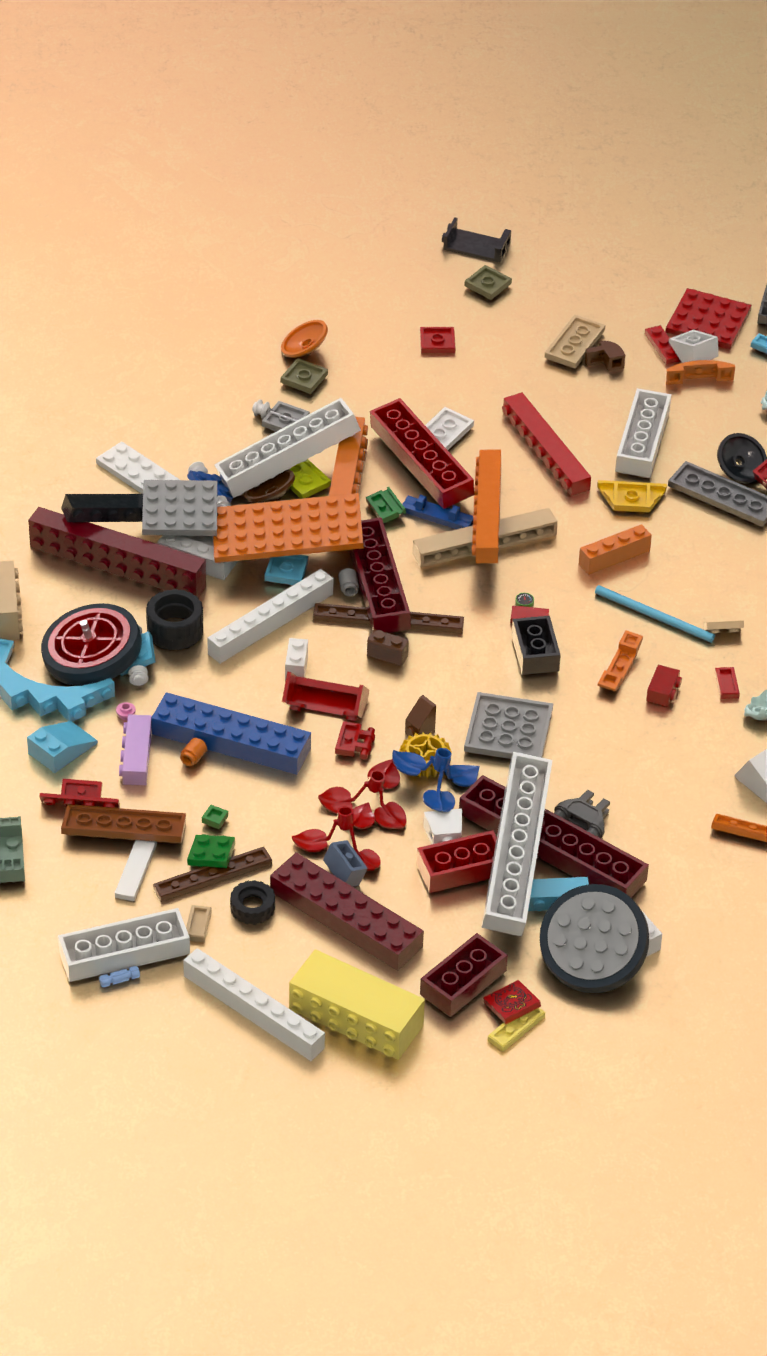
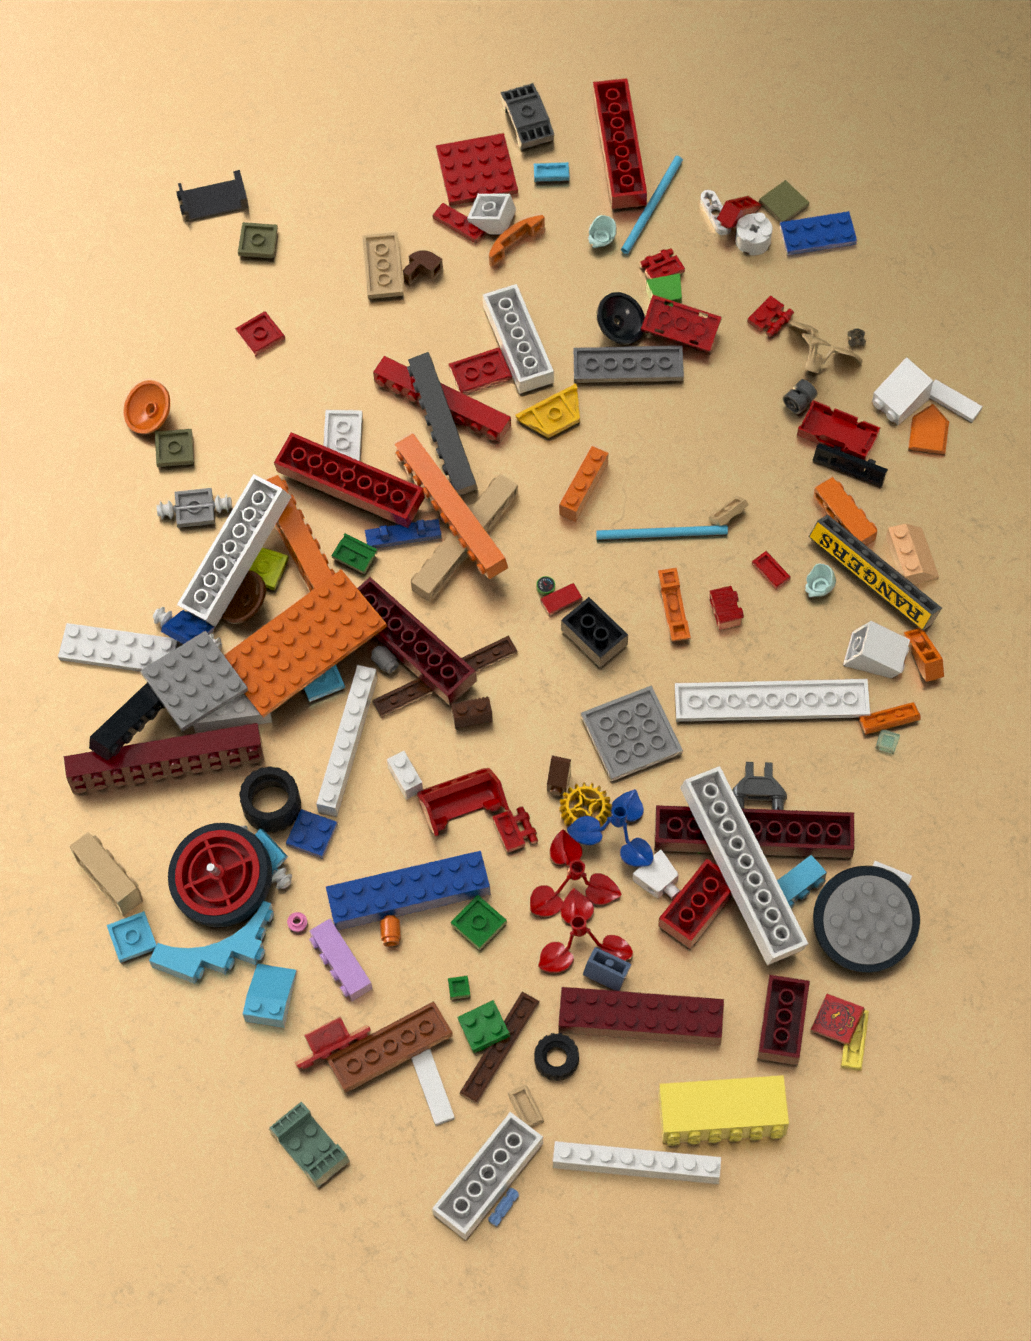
camera: 30 degrees left, 20 degrees up
(189, 662) = (311, 833): none -> blue plate
(269, 783) = (478, 922): none -> green plate
(529, 454) = (442, 423): none -> dark grey brick
(594, 443) = (480, 371): none -> red tile
(649, 765) = (772, 700): none -> white plate
(727, 843) = (887, 741): none -> clear light blue tile

